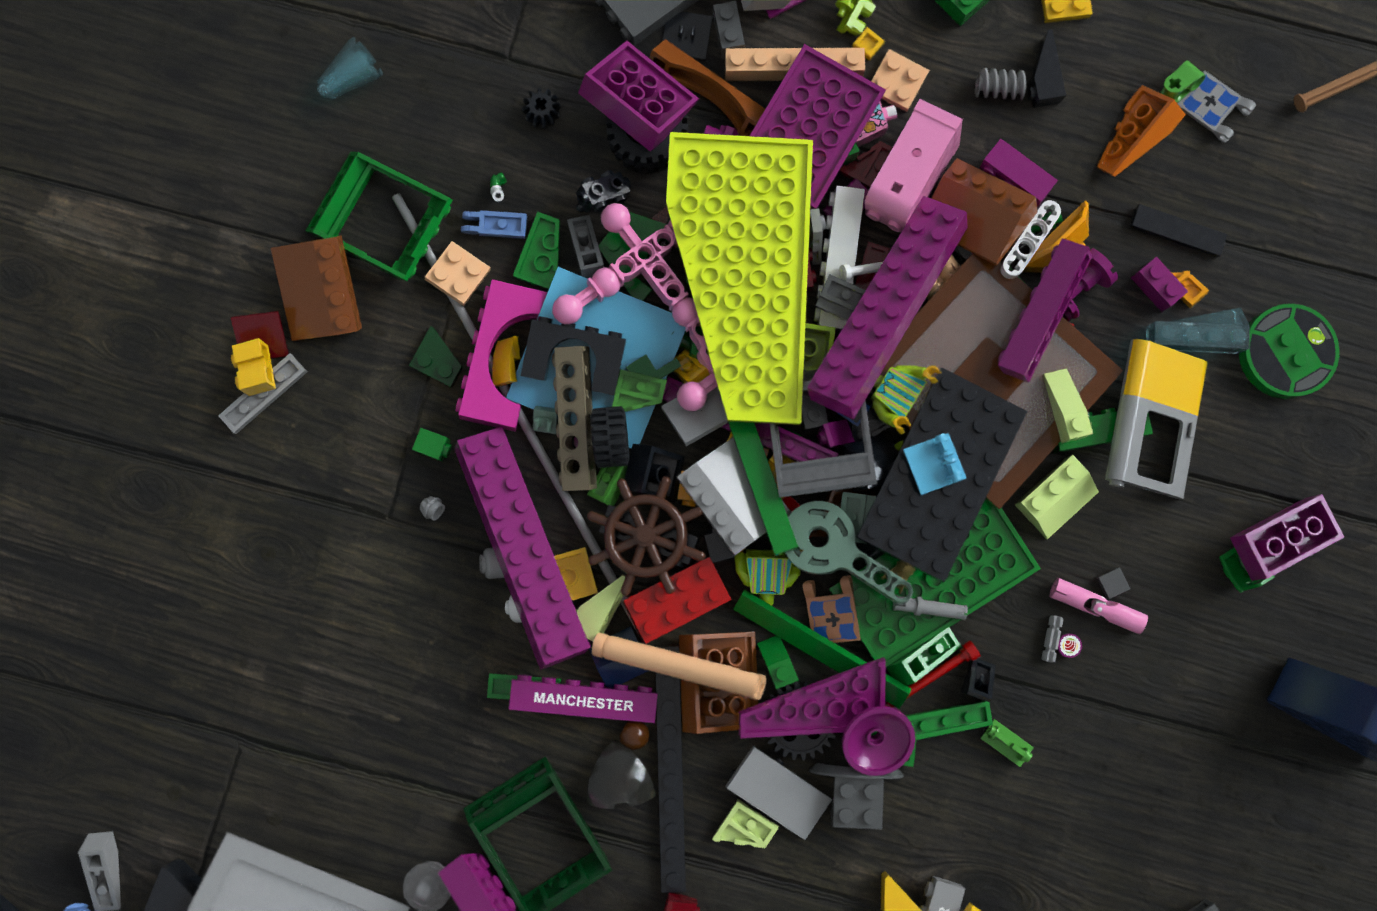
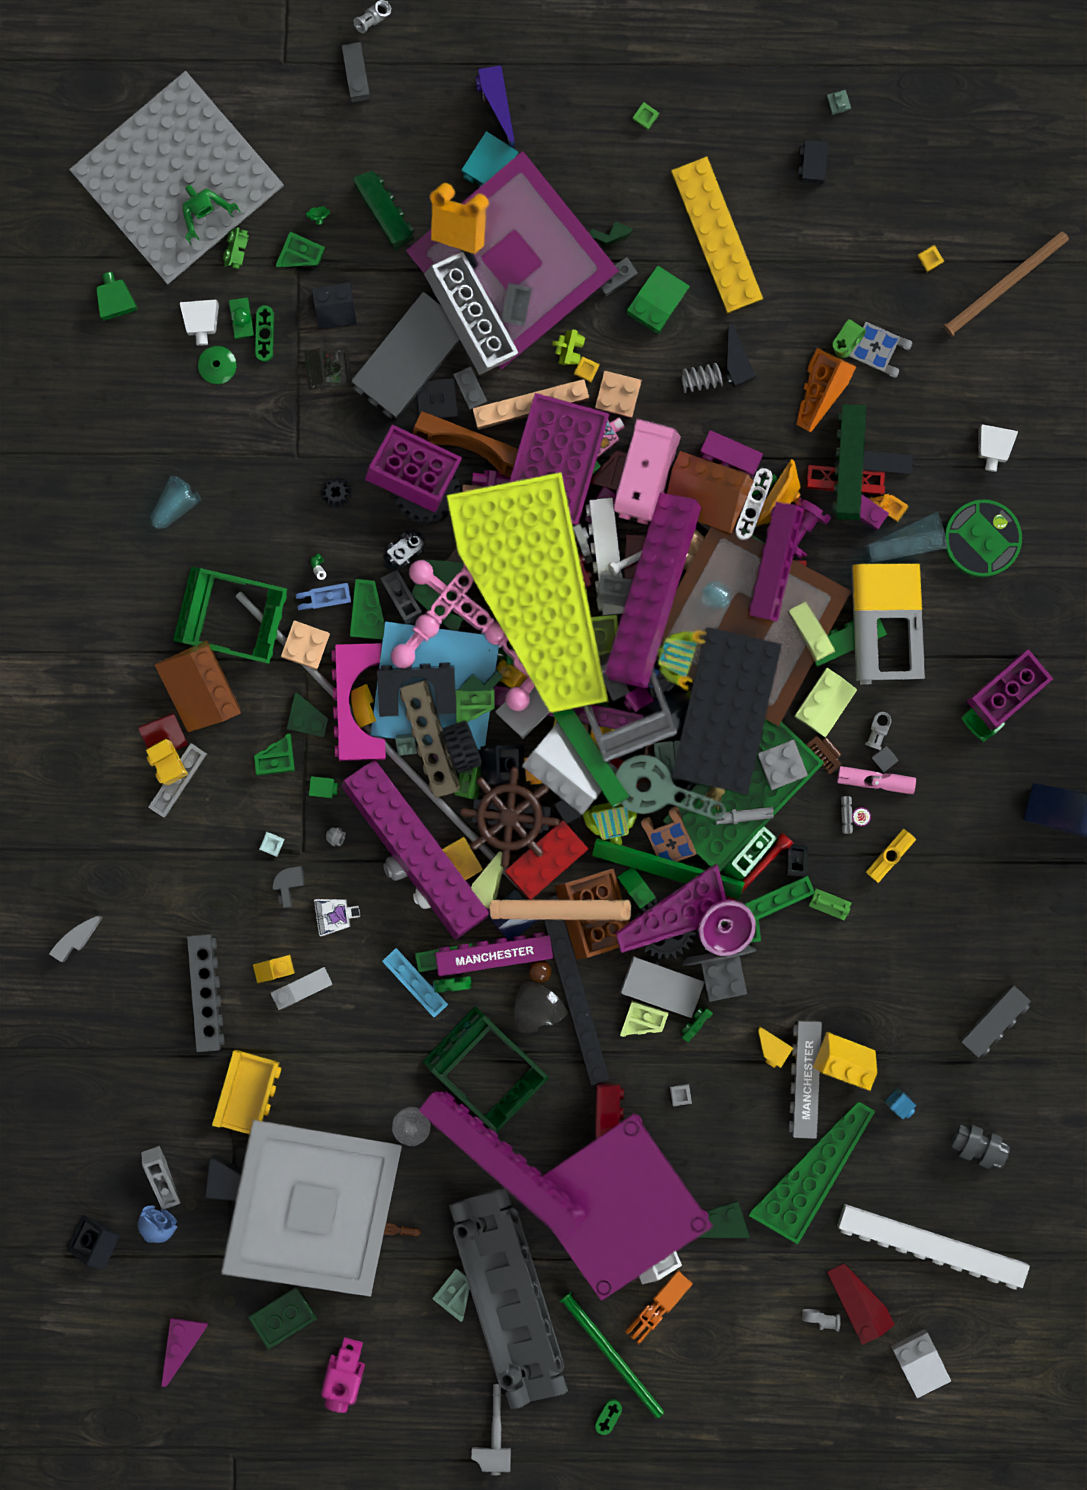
camera: 10 degrees left, 5 degrees up
(85, 551) = (75, 939): none -> light grey slope
(202, 714) = (203, 1041): none -> dark grey brick
(238, 790) = (246, 1091): none -> yellow panel
(314, 648) = (273, 969): none -> yellow slope
(339, 681) = (301, 988): none -> light grey slope
(354, 498) = (272, 844): none -> light aqua tile
(356, 545) = (284, 880): none -> dark grey brick
(386, 397) = (276, 758): none -> green wing
(403, 601) = (334, 915): none -> torso
(479, 709) = (415, 982): none -> medium azure plate
(524, 724) = (452, 983): none -> green plate
(801, 855) = (700, 1017): none -> green wing
(934, 463) = (718, 705): medium azure hinge -> none
(962, 332) = (716, 595): none -> clear light blue head
(991, 557) = (782, 764): none -> light grey brick
(1048, 557) = (829, 751): none -> reddish brown piece
(1082, 710) = (899, 846): none -> yellow piece
(1114, 548) = (880, 730): none -> light grey connector
(1138, 249) = (829, 485): none -> red fence
(1157, 220) = (850, 462): none -> dark green brick
(1295, 19) = (930, 258): none -> yellow tile
(1327, 246) = (995, 445): none -> white torso

